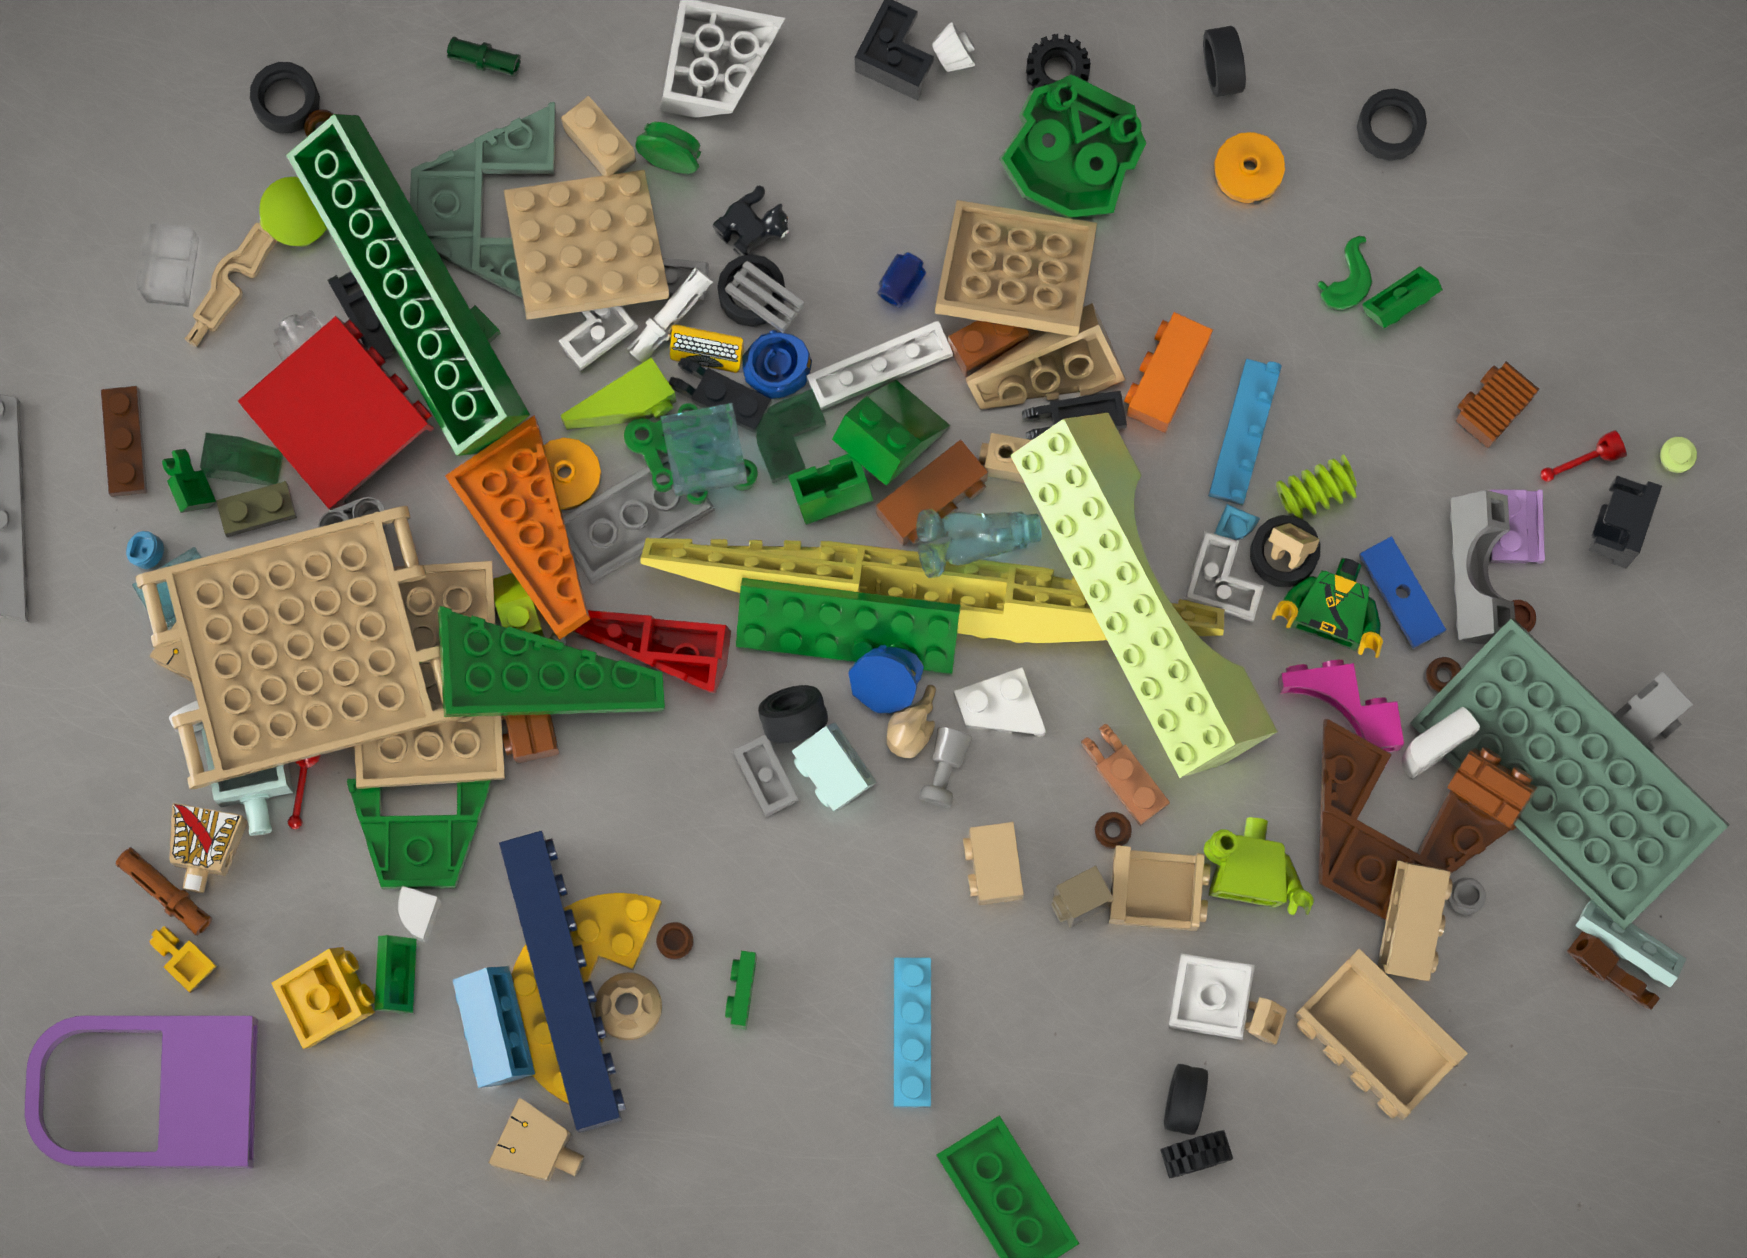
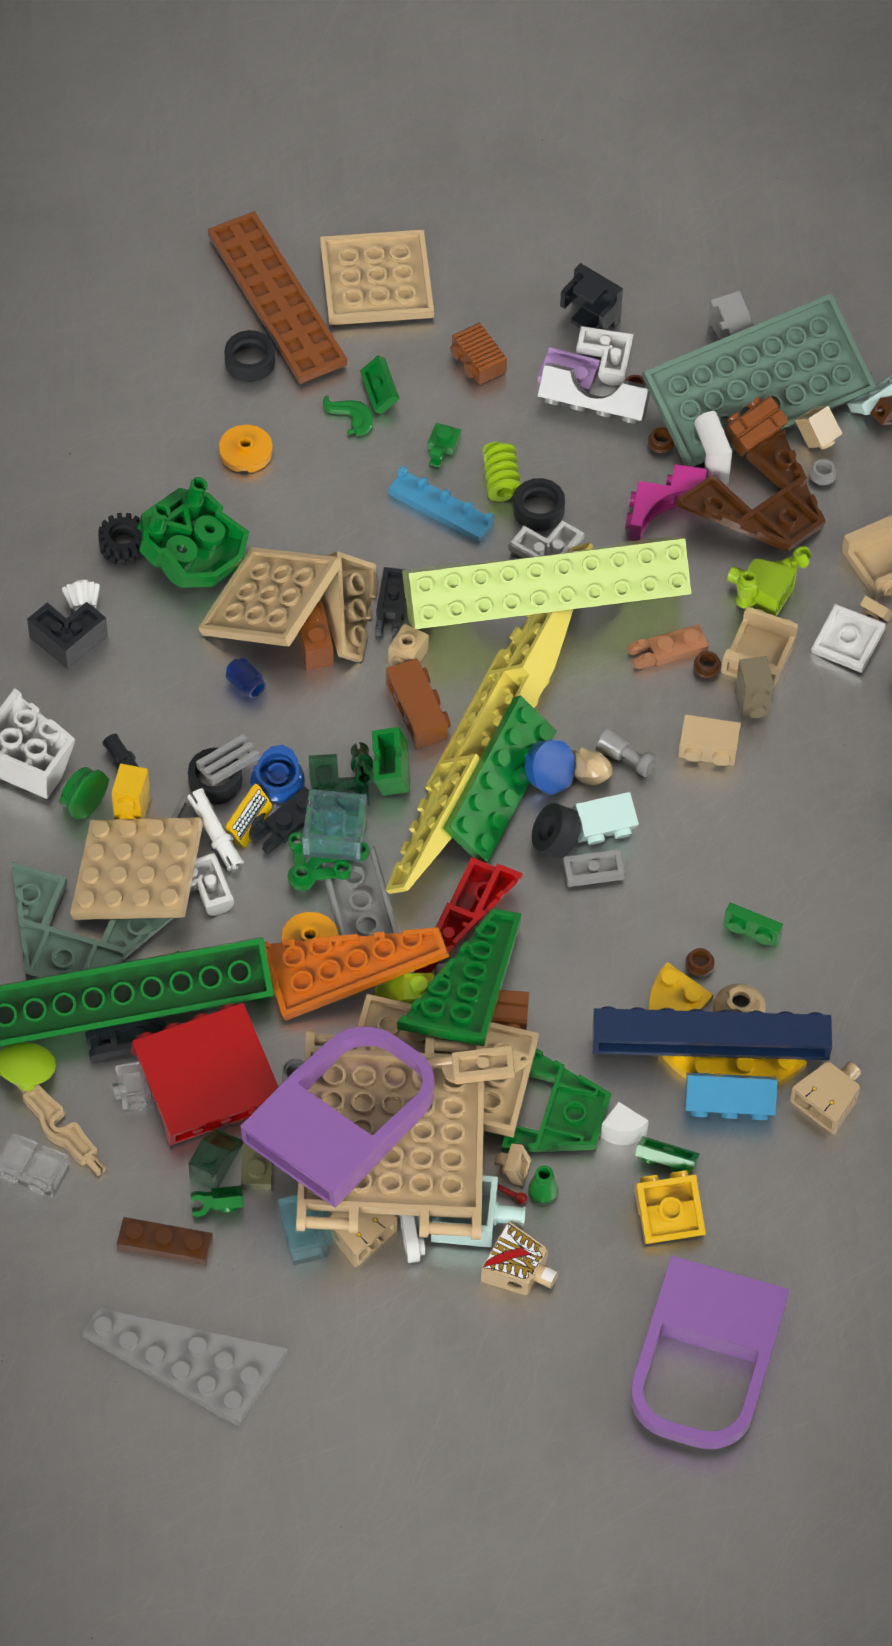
camera: 75 degrees left, 20 degrees down
(144, 550) = (262, 1246): dark azure tile -> none
(175, 901) = (558, 1296): dark orange pin -> none
(188, 964) = (610, 1299): yellow plate -> none
(241, 560) = (317, 1141): none -> medium lavender window
(318, 848) = (543, 1185): none -> green cone
(329, 801) = (514, 1164): none -> tan tile
(404, 711) = (478, 1065): none -> tan plate
(598, 138) = (54, 840): tan brick -> none
(632, 396) = (269, 875): lime slope -> none
(677, 202) = (131, 793): none -> yellow brick
(740, 179) = (119, 751): none -> black pin
(750, 229) = (164, 763): black animal -> none
(815, 454) = (361, 764): none -> dark green pin
(879, 365) = (305, 709): white plate -> none
(889, 430) = (366, 709): green slope -> none
(912, 1032) = (816, 830): medium azure plate -> none
(972, 537) = (462, 686): clear light blue piece -> none
(1001, 705) = (590, 708): white wing -> none
(1167, 371) = (381, 534): orange brick -> none
(1224, 61) = (166, 420): black tyre -> none
(1236, 523) = (505, 530): medium azure tile -> none
(1293, 540) = (538, 488): tan tile -> none
(1334, 609) = (595, 484): torso -> none
(1347, 403) = (441, 442): none -> green plate
(1392, 572) = (594, 446): blue tile -> none
(1414, 921) = (833, 499): tan brick -> none
(1498, 126) = (277, 297): none -> dark orange plate
(1529, 870) = (818, 427): none -> tan brick
(1568, 569) = (612, 348): none -> white brick
(1576, 239) = (376, 277): none -> tan plate
(1609, 448) = (533, 302): red hinge -> none
(1678, 454) = (552, 267): yellowish green plate -> none

